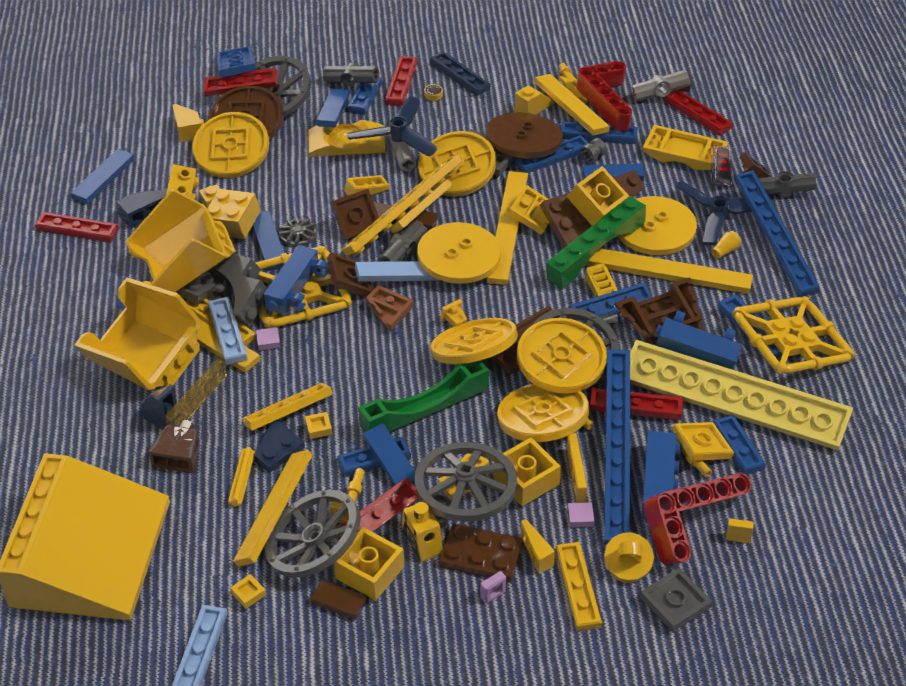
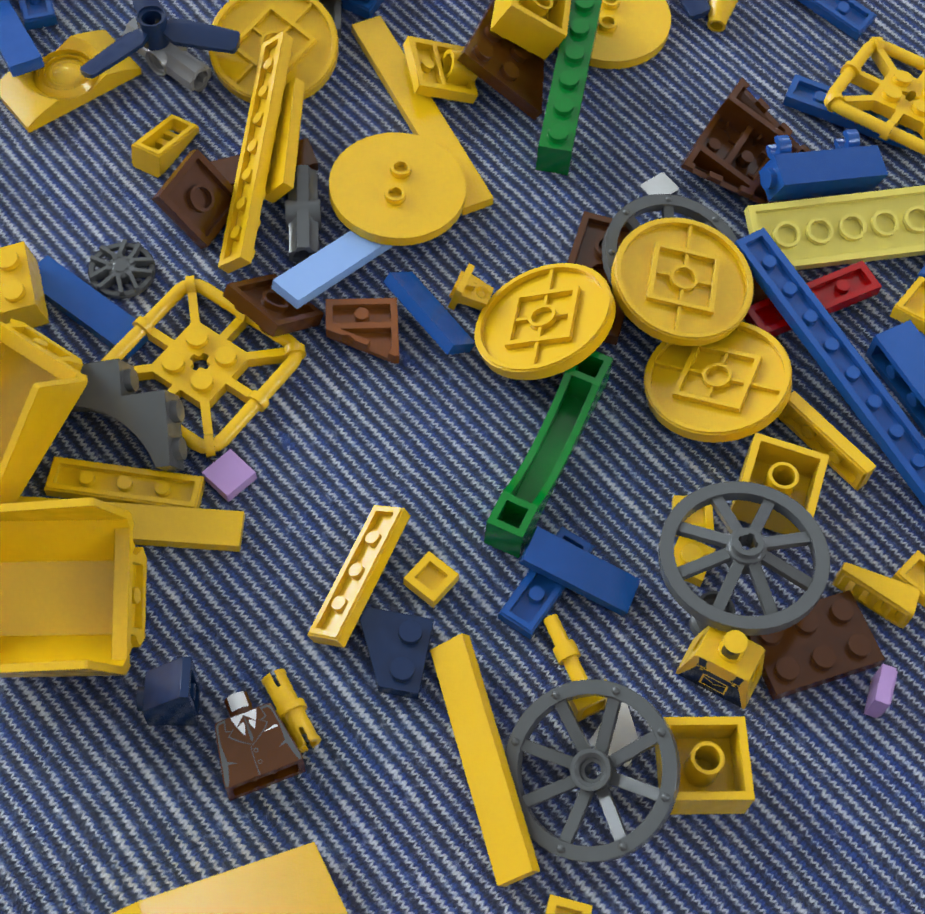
camera: 40 degrees left, 15 degrees up
(197, 393) = (206, 640): clear yellow tile -> none
(202, 288) = (61, 455): dark grey plate -> none
(207, 444) = (291, 709): none -> yellow pin
(227, 331) = (162, 498): light blue tile -> none
(241, 477) = (389, 735): yellow axle -> none
(292, 278) = (199, 362): blue brick -> none
(338, 599) = (696, 846): reddish brown tile -> none
(387, 506) = (639, 664): red plate -> none
(424, 314) = (429, 312): none -> blue tile
(580, 514) = (882, 507): lavender tile -> none
(599, 273) = (609, 127): yellow slope -> none
(604, 305) = (657, 162): blue tile -> none
(672, 270) = (688, 76): yellow tile -> none

